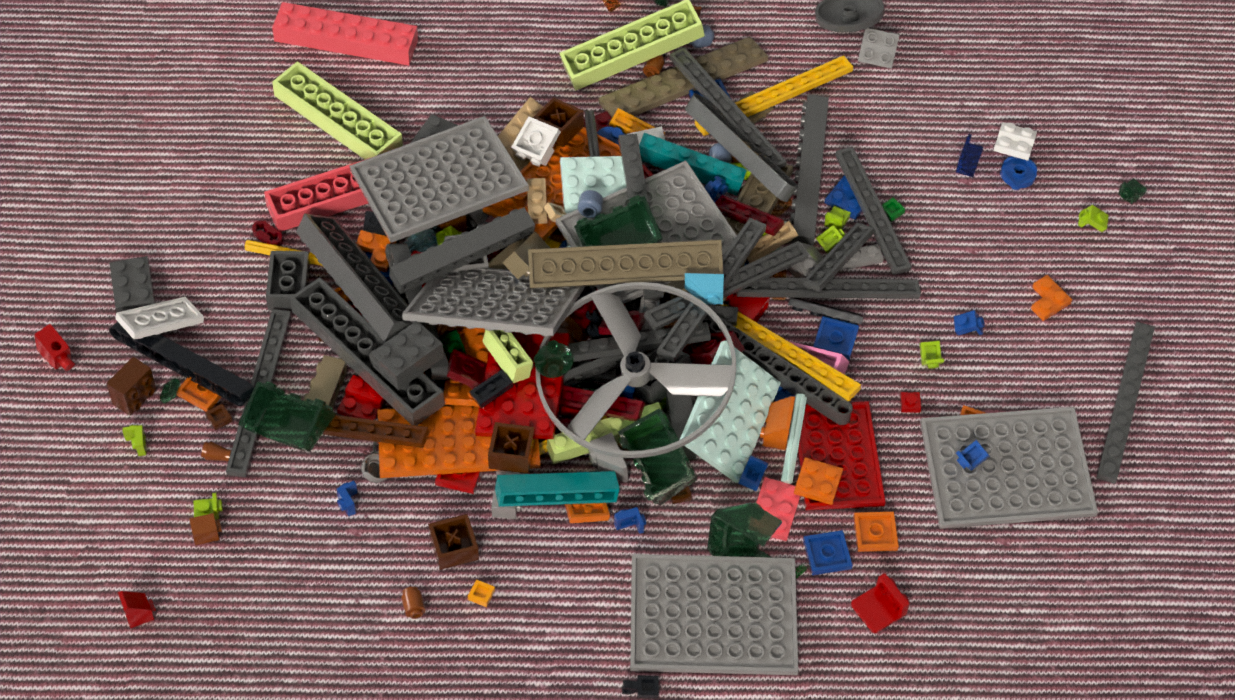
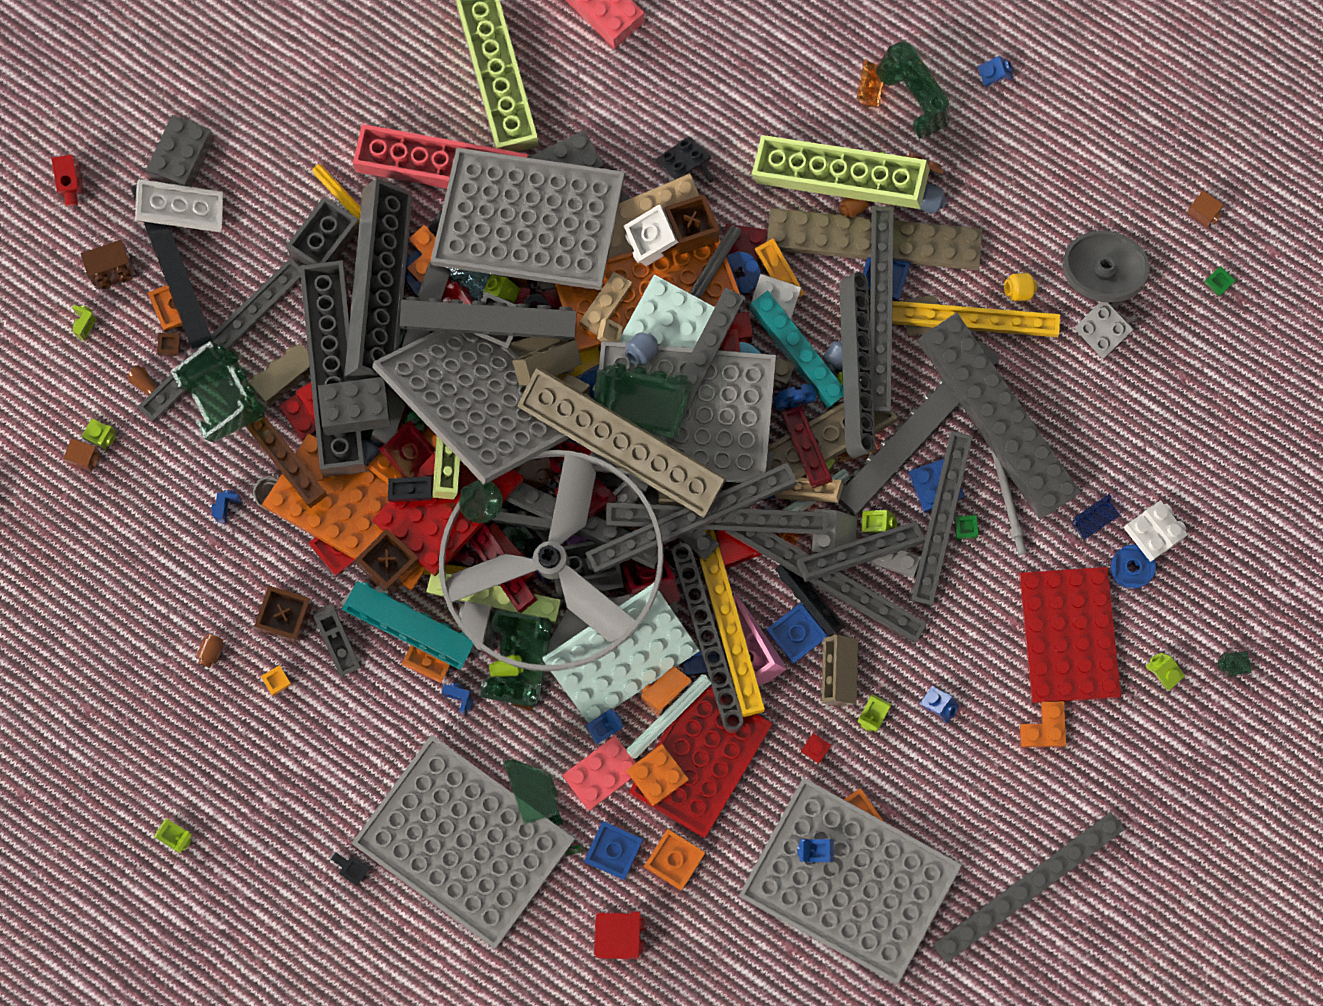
camera: 40 degrees right, 20 degrees up
(169, 390) = (143, 288): clear green tile -> none
(268, 233) = (347, 167): dark red beam -> none
(505, 536) = (336, 639): none -> dark grey slope
(515, 97) = (684, 158): none -> black plate
(654, 470) = (503, 669): none -> lime cone
(705, 287) = (680, 520): medium azure slope -> none
(804, 54) = (1020, 287): none -> yellow head
(837, 217) = (903, 501): lime bracket -> none
(859, 127) = (998, 416): none -> dark grey brick
(886, 340) = (839, 670): none -> dark tan brick
(926, 194) = (1016, 532): none -> light grey bar
(1014, 235) = (1069, 635): none -> red plate

